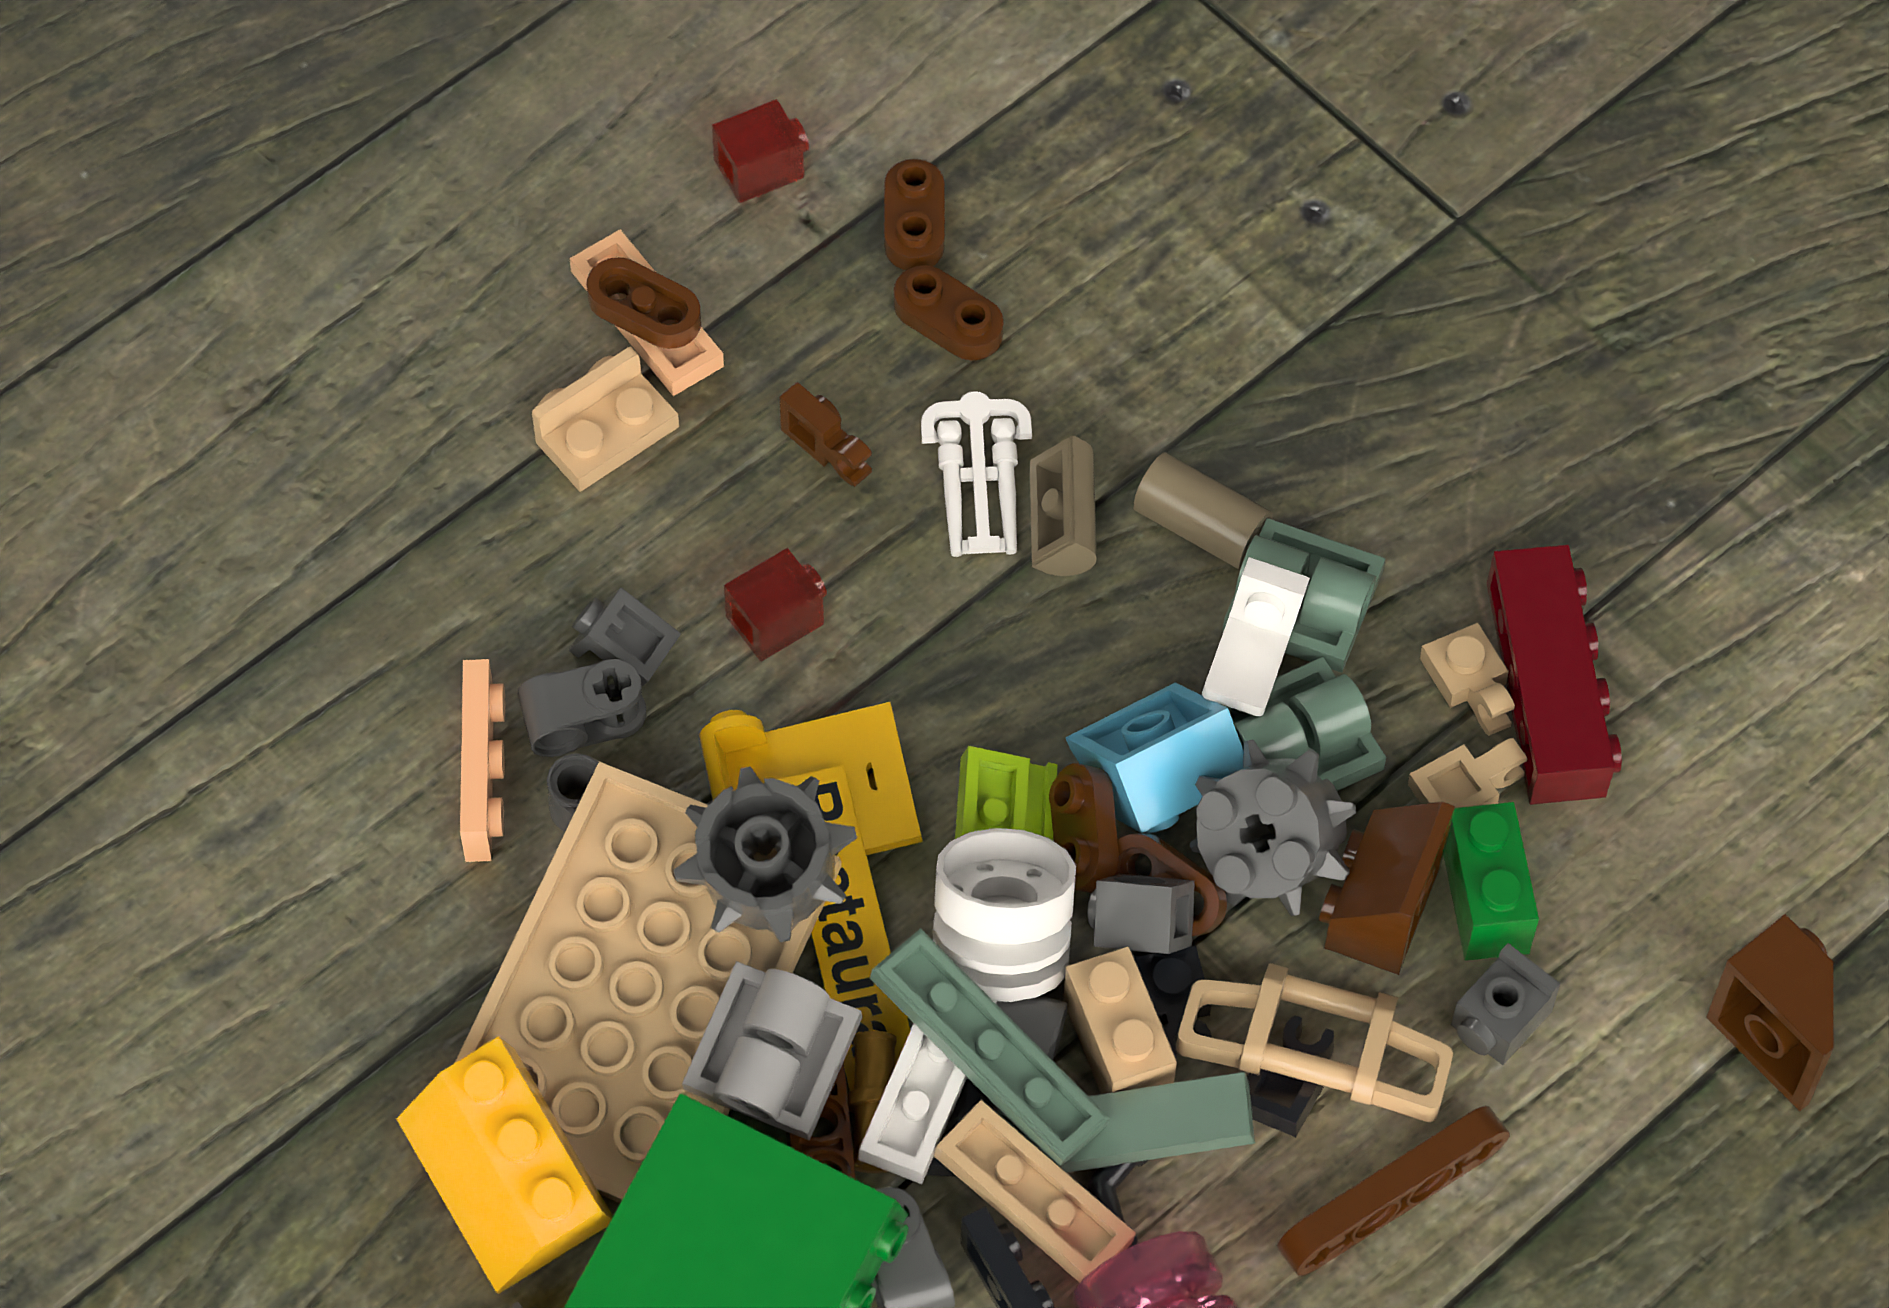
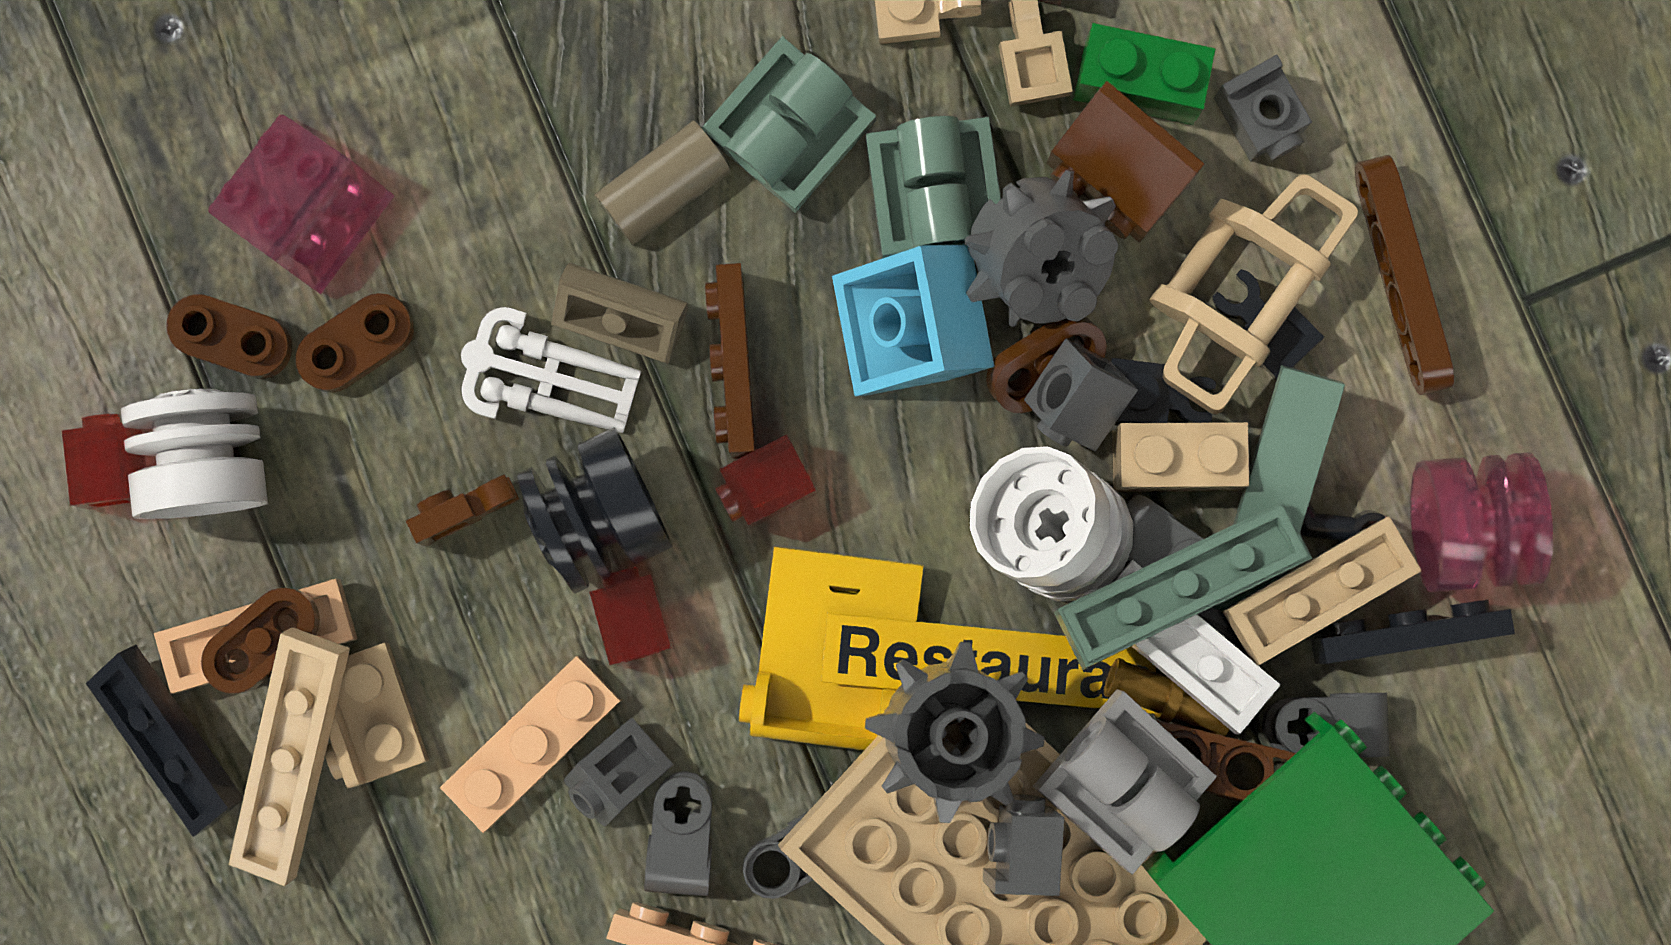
camera: 70 degrees left, 25 degrees up
(525, 269) = (164, 740): none -> black plate
(545, 356) = (288, 755): none -> tan plate
(617, 558) = (530, 744): none -> light nougat plate
(675, 973) = (1025, 848): none -> dark grey brick
(798, 200) = (194, 454): none -> white wheel
(865, 527) = (593, 511): none -> black wheel
(950, 677) = (765, 483): none -> clear red brick
(1003, 793) = (922, 481): lime plate -> none
(1056, 230) = (301, 202): none -> clear pink bracket
(1056, 615) = (731, 360): none -> reddish brown plate
(1085, 822) = (969, 416): reddish brown plate -> none
(1255, 637) = (848, 195): white bracket -> none

